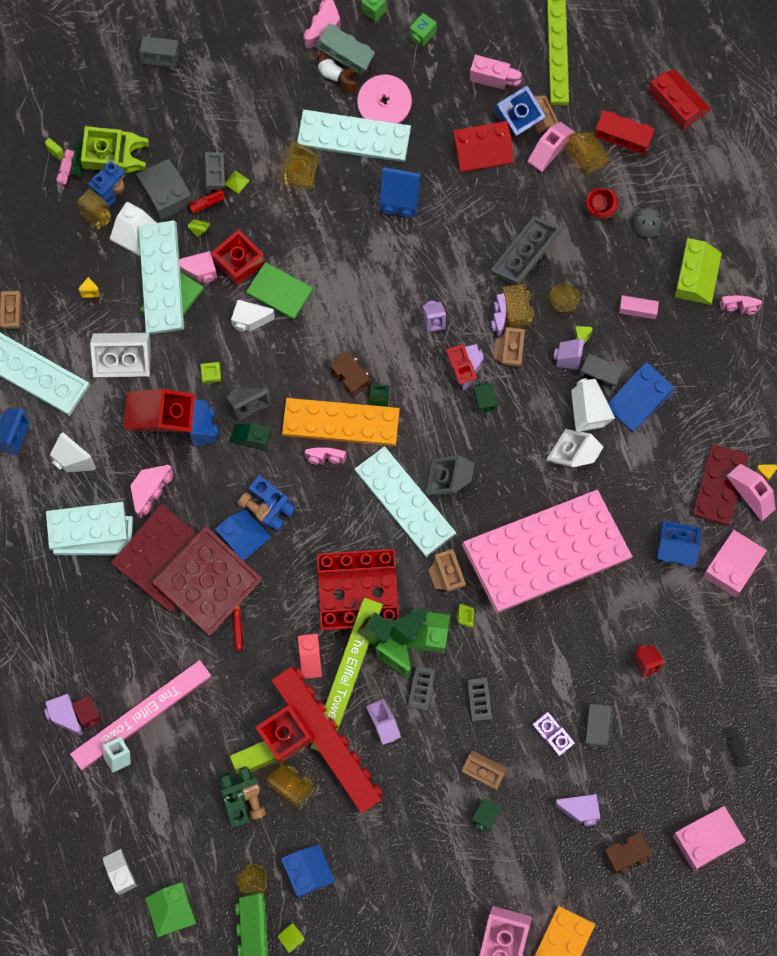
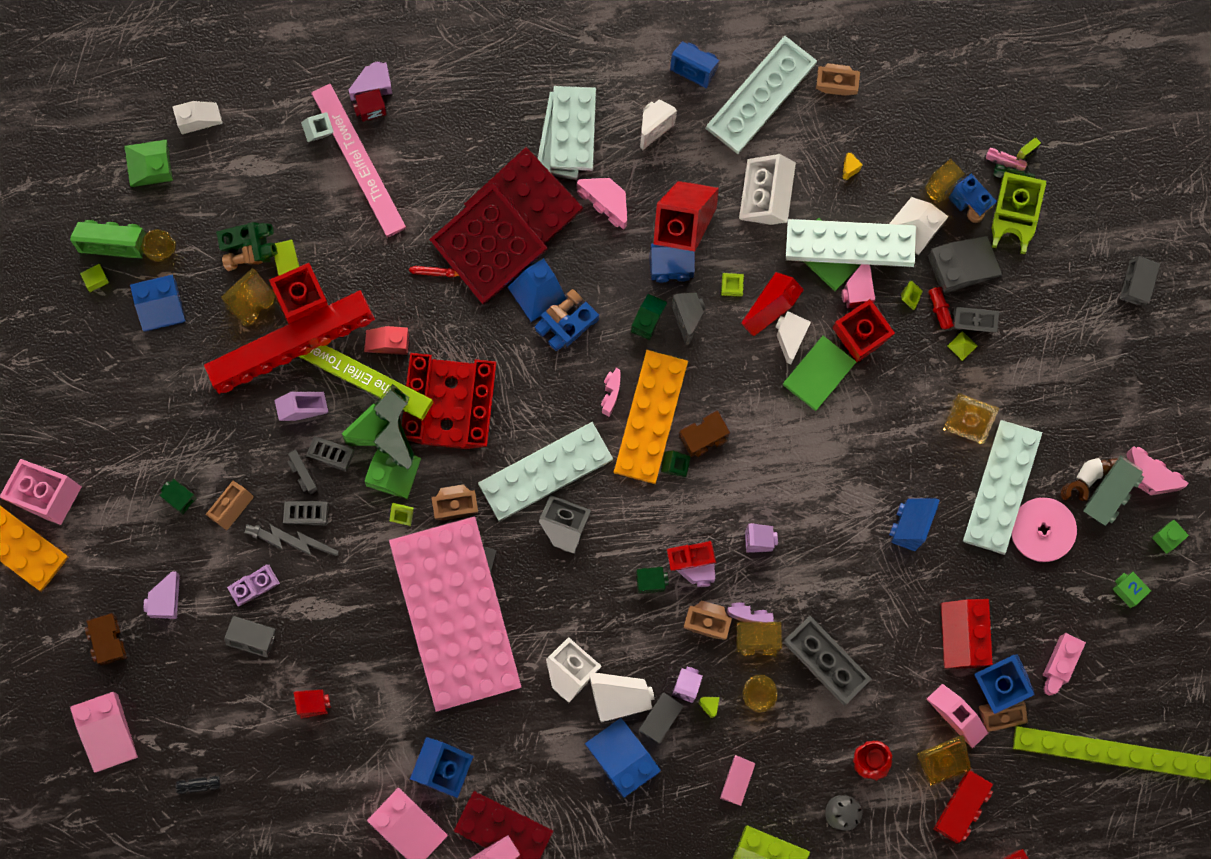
camera: 90 degrees right, 5 degrees up
(222, 333) = (773, 302): none -> red slope
(438, 714) = (297, 465): none -> dark grey plate
(504, 721) = (277, 535): none -> dark grey piece

